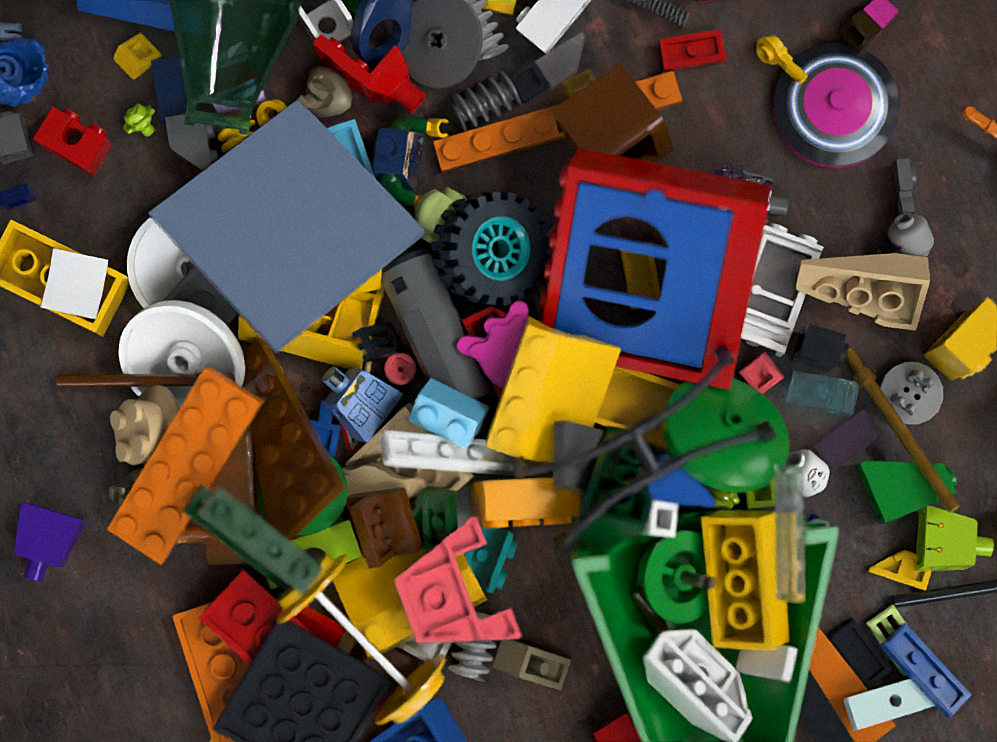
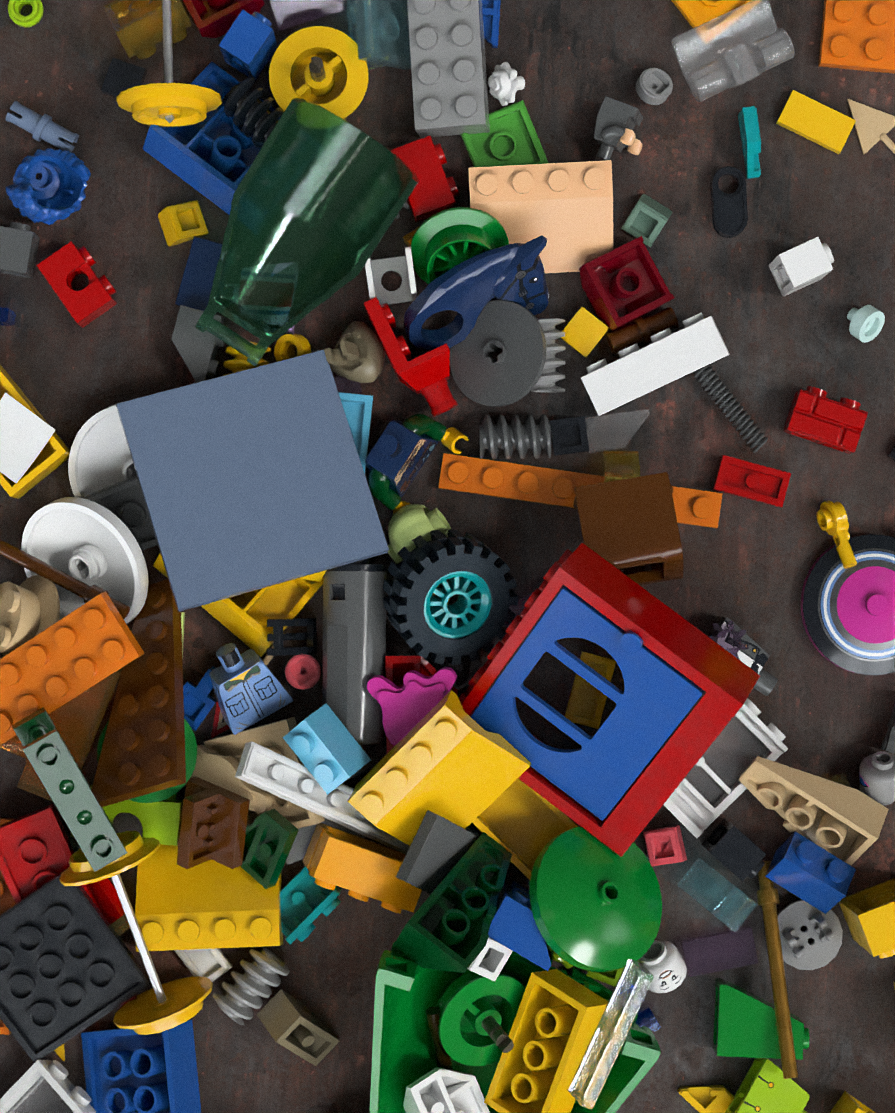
camera: 25 degrees right, 5 degrees up
(139, 119) = (154, 292): lime plant -> none
(438, 597) = (231, 928): coral wing -> none
(634, 435) = (497, 871): black bar -> none
(890, 339) = (810, 872): none -> blue brick

